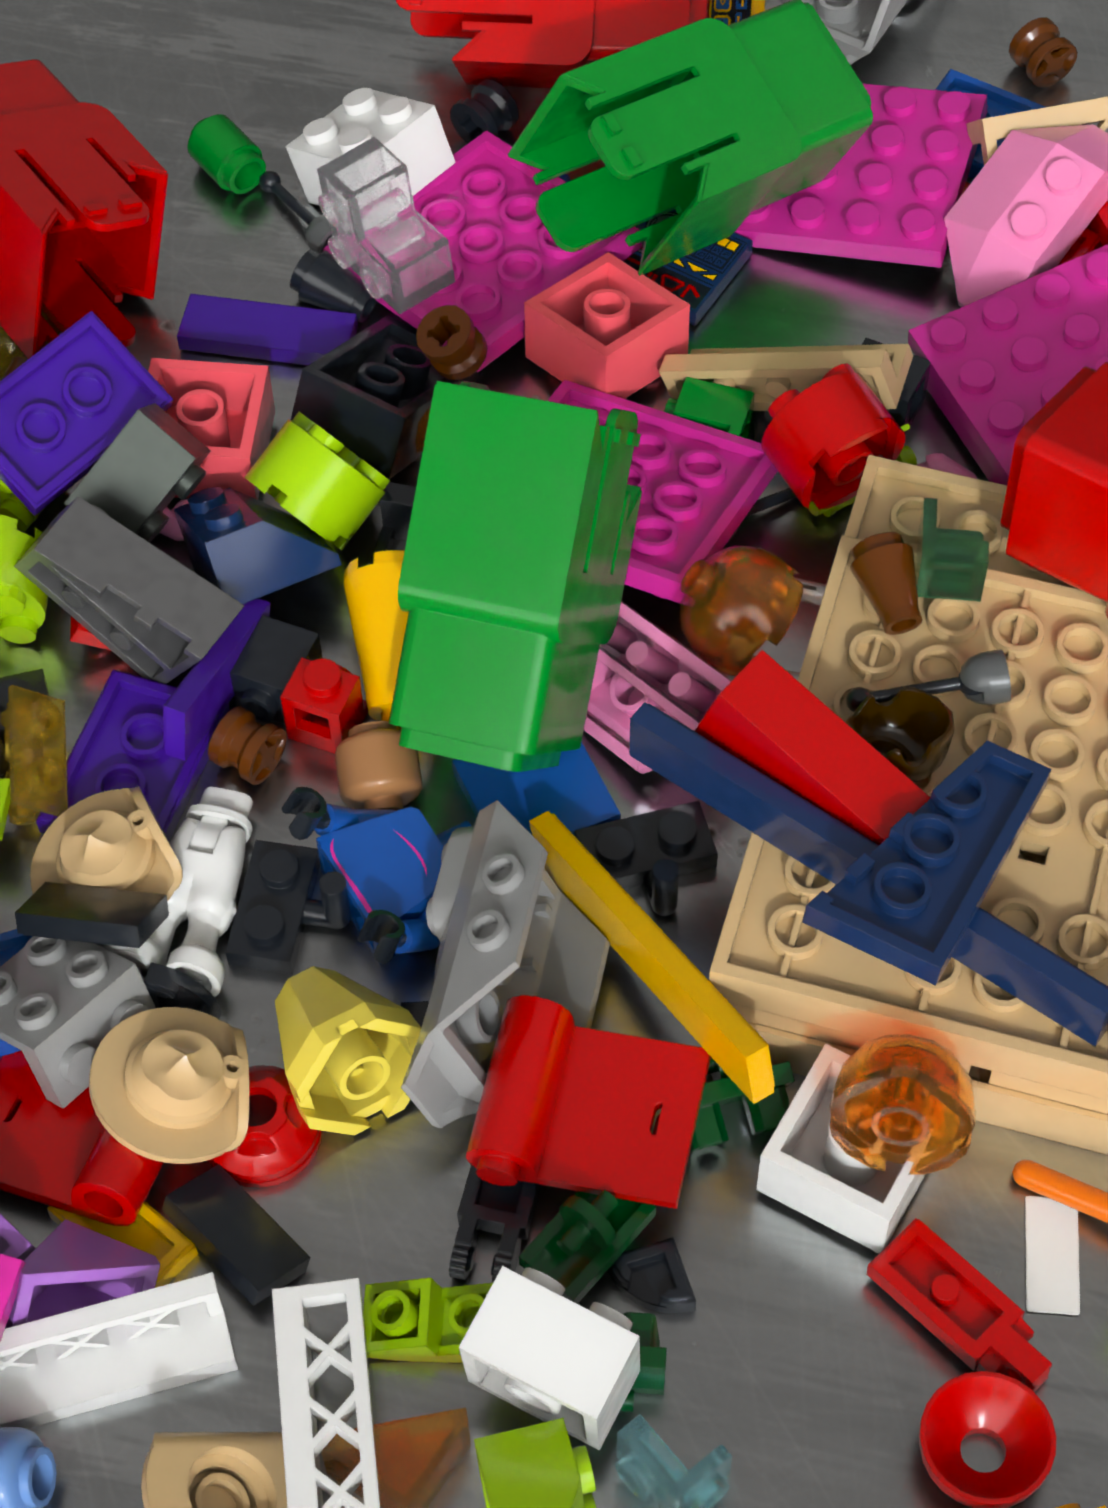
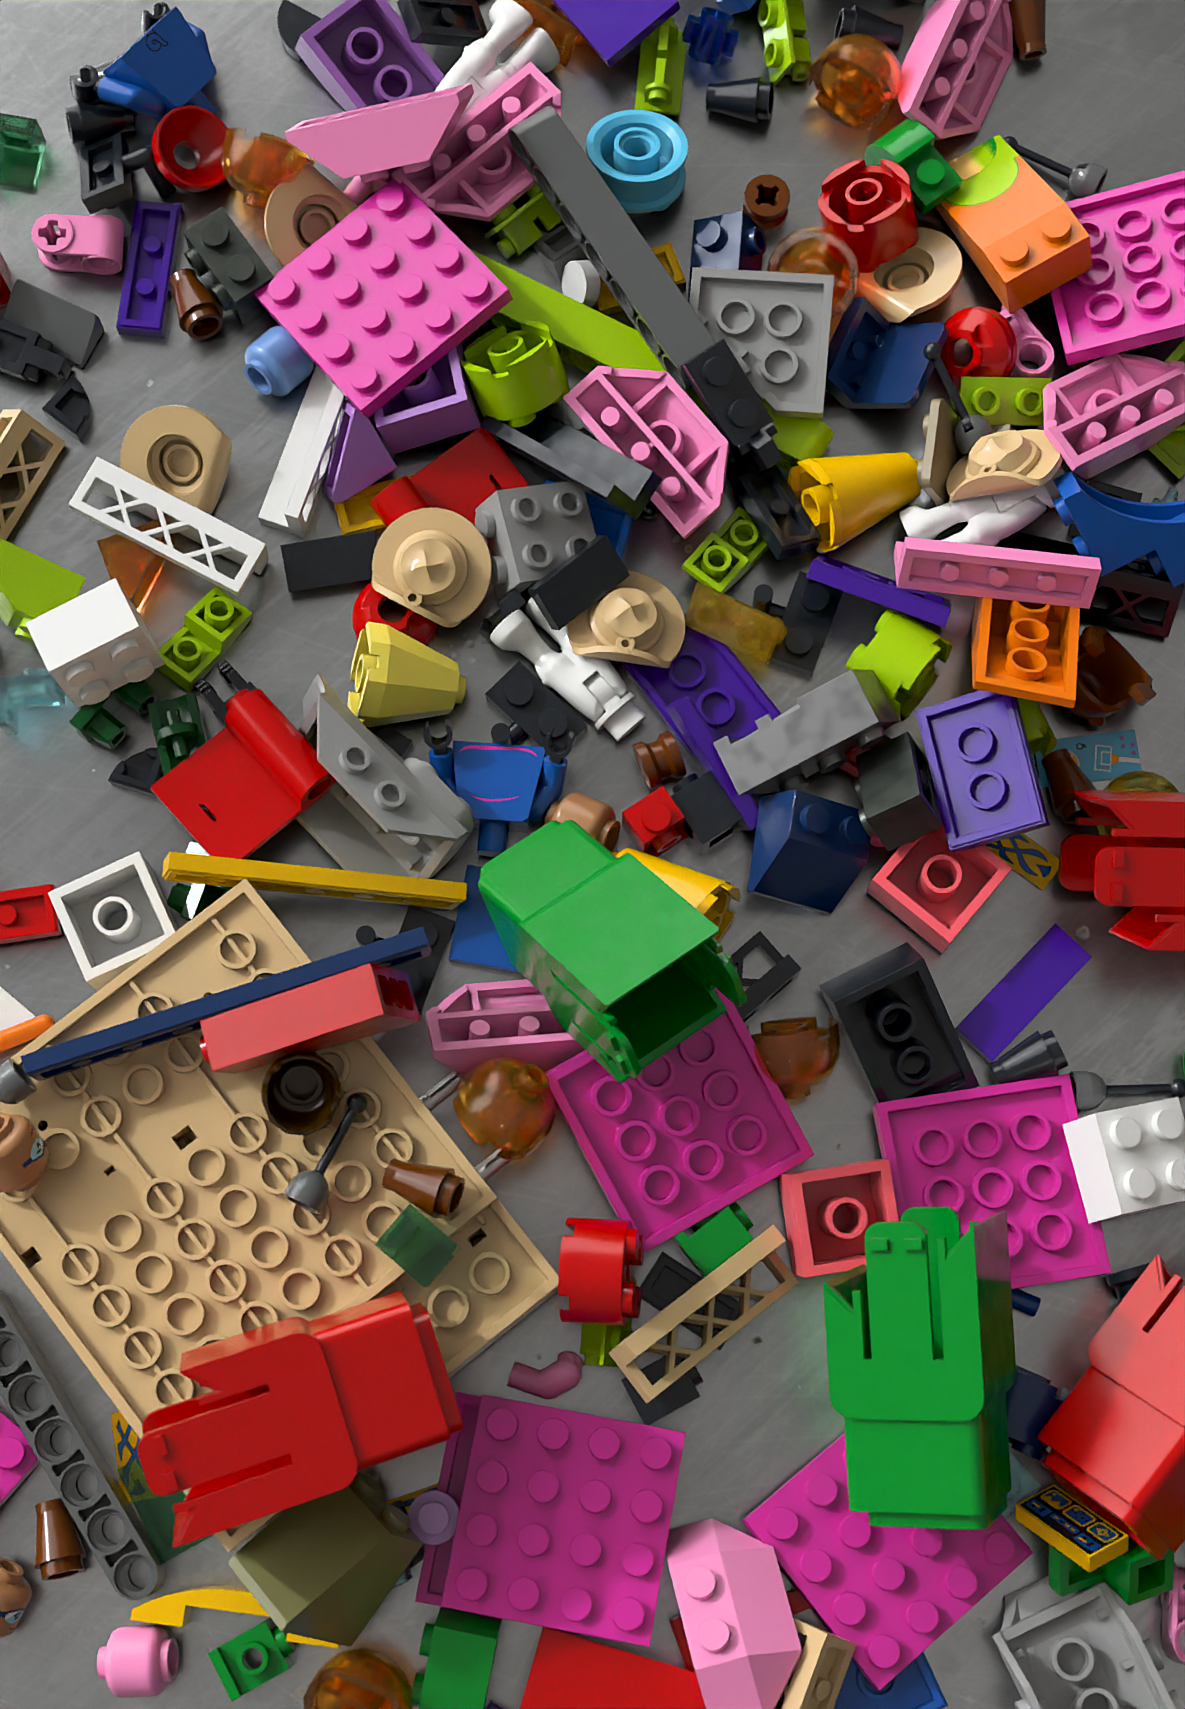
camera: 125 degrees right, 20 degrees up
(318, 480) = (828, 917): lime brick -> none
(379, 230) = (1031, 1103): clear brick -> none
(465, 344) = (893, 1098): reddish brown wheel -> none
(902, 1104) = (94, 939): clear orange cylinder -> none
(936, 866) = (173, 1016): dark blue wing -> none

